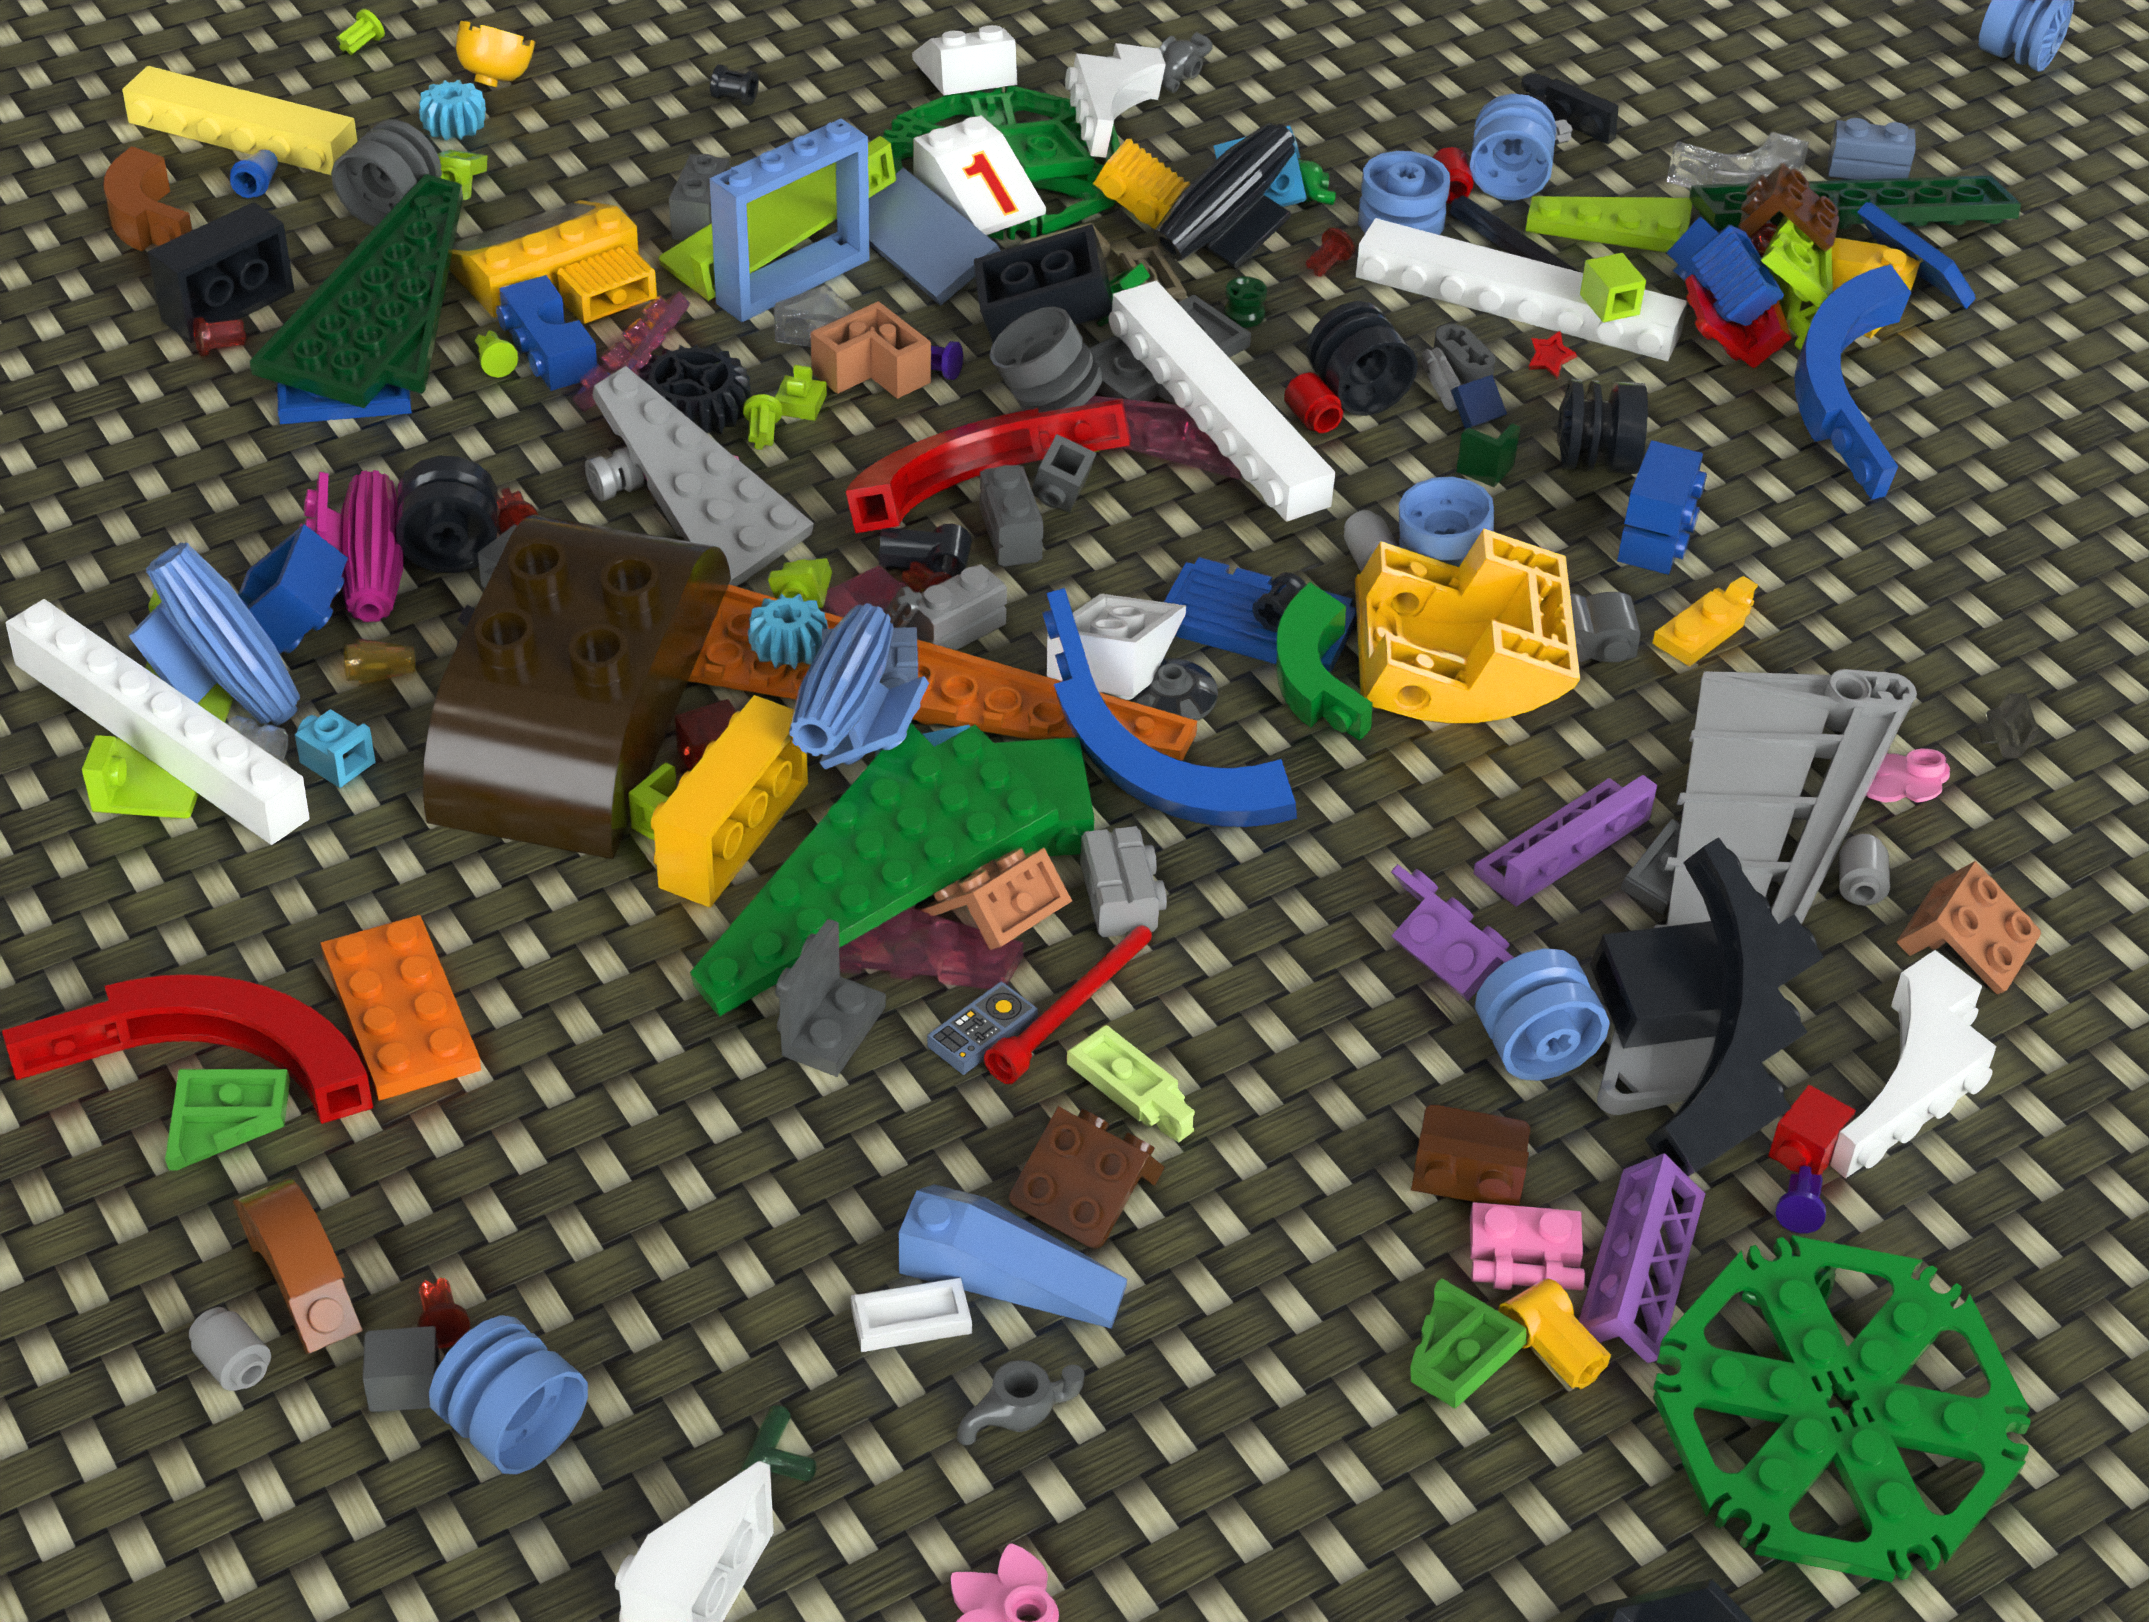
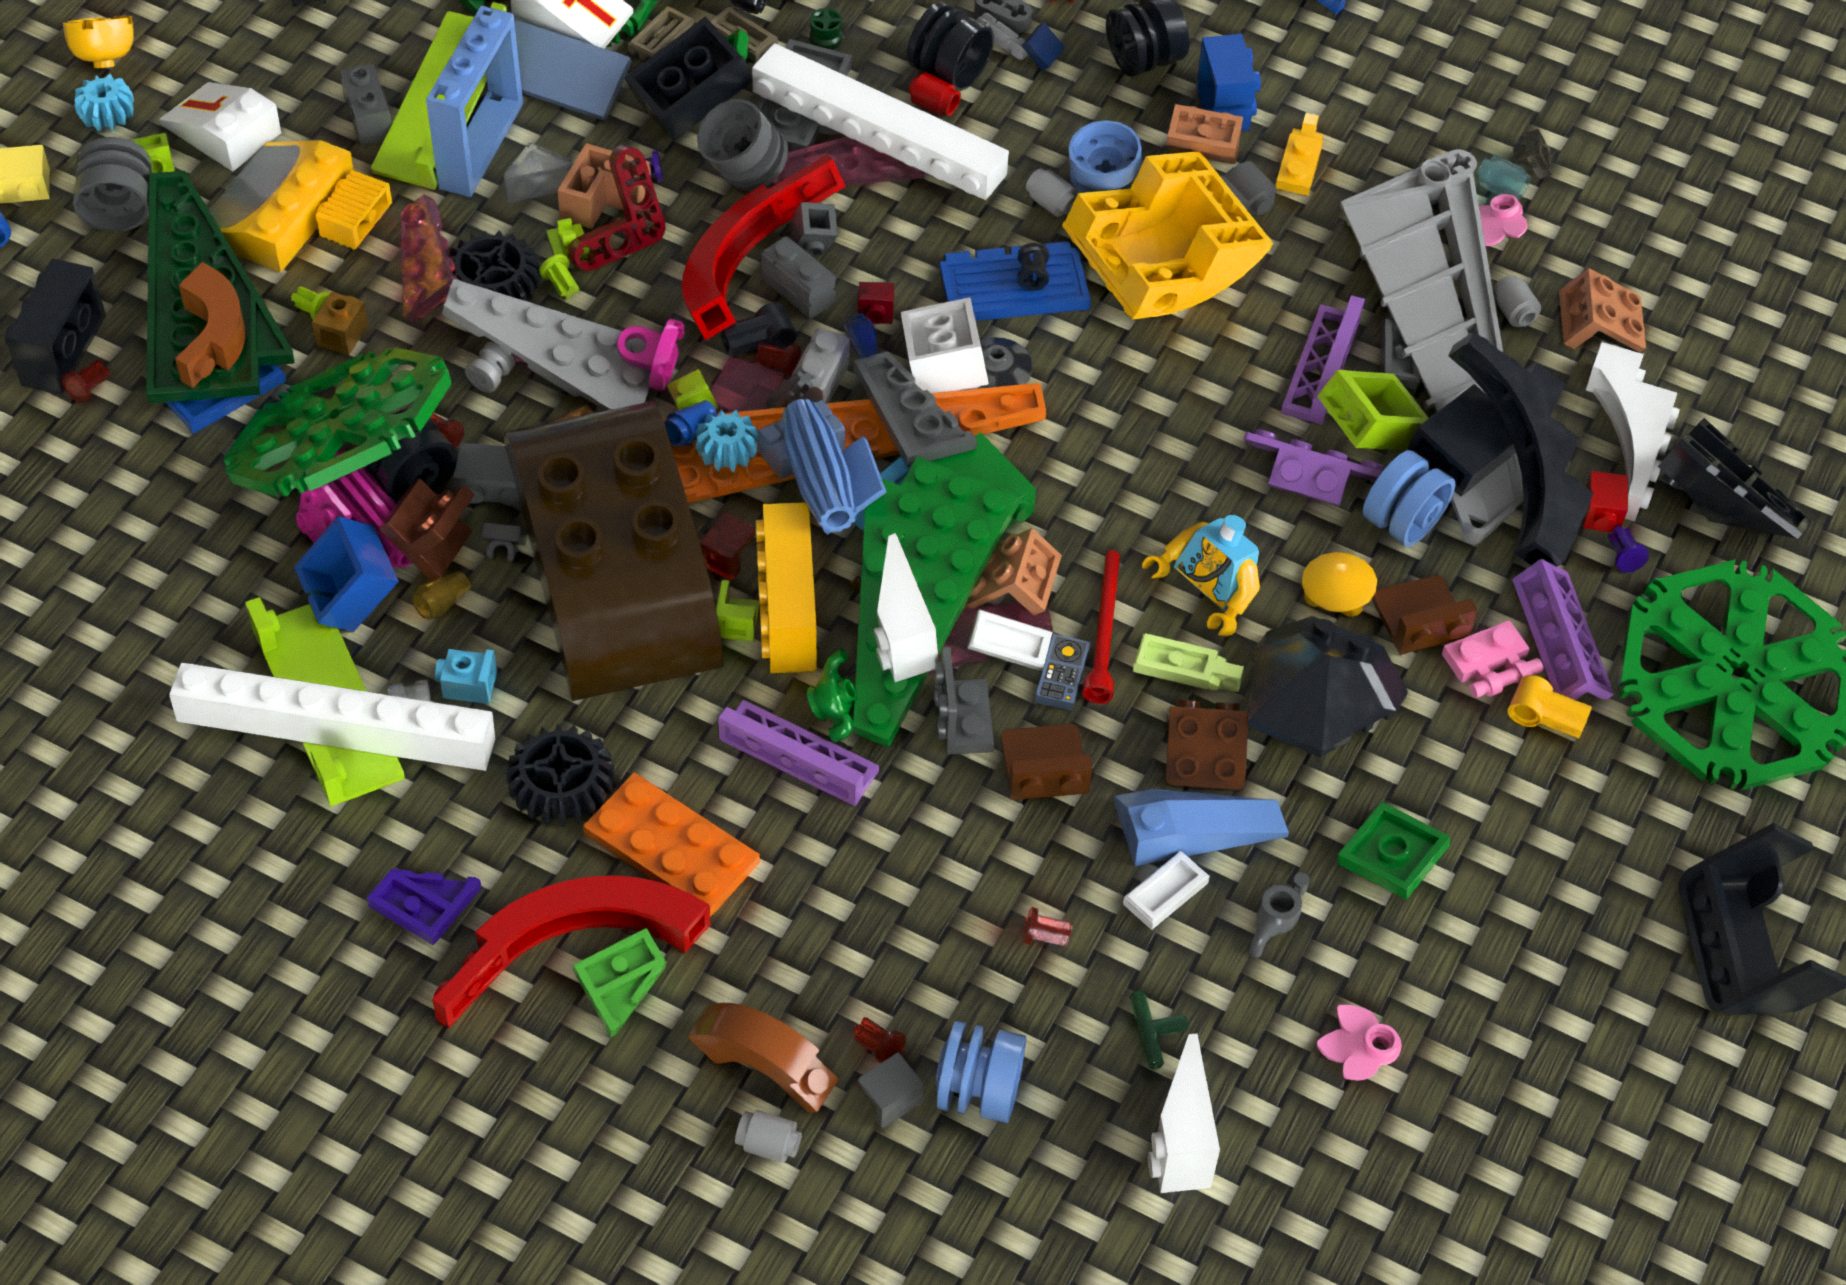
camera: 30 degrees left, 10 degrees up
(96, 940) = (422, 902): none -> dark purple wing
(210, 637) = (328, 628): medium blue plate -> none
(342, 892) = (535, 774): none -> black gear
(359, 330) = (222, 340): none -> dark orange arch
(393, 446) = (321, 425): none -> green plate
(407, 586) = (429, 527): none -> copper bracket
(501, 377) = (340, 323): none -> pearl gold brick
(537, 324) = (319, 259): blue arch -> none
(553, 170) = (225, 122): none -> white slope
(606, 982) = (792, 756): none -> medium lavender fence
(690, 932) = (833, 697): none -> green piece
(728, 1285) = (1046, 929): none -> clear red piece
(751, 591) = (682, 424): none -> blue cone
(795, 526) = (659, 354): none -> dark pink tile
(805, 862) = (905, 626): none -> white slope
(869, 399) = (631, 224): none -> dark red beam
(876, 1109) = (1045, 762): none -> reddish brown bracket
(940, 962) = (1009, 640): none -> white tile
(1012, 685) = (909, 413): none -> dark grey wing
(1023, 589) = (861, 334): none -> clear blue slope
(1081, 574) = (876, 301): none -> dark red bracket
(1121, 880) = (1076, 525): light grey brick -> none
(1178, 788) = (1023, 434): blue arch -> none
(1224, 1401) = (1394, 850): none -> green plate
(1250, 988) = (1218, 563): none -> torso
(1269, 1171) = (1320, 685): none -> black wedge
(1303, 636) = (1081, 313): green arch -> none
(1395, 1078) = (1339, 583): none -> yellow dish
(1462, 1345) = (1500, 742): bright green wing -> none
(1487, 457) = (1078, 90): dark green panel -> none
(1551, 865) = (1367, 428): none -> lime window
(1590, 541) = (1205, 131): none -> nougat bracket
(1949, 732) = (1503, 177): none -> clear light blue brick
(1992, 1176) = (1727, 486): none -> black wedge

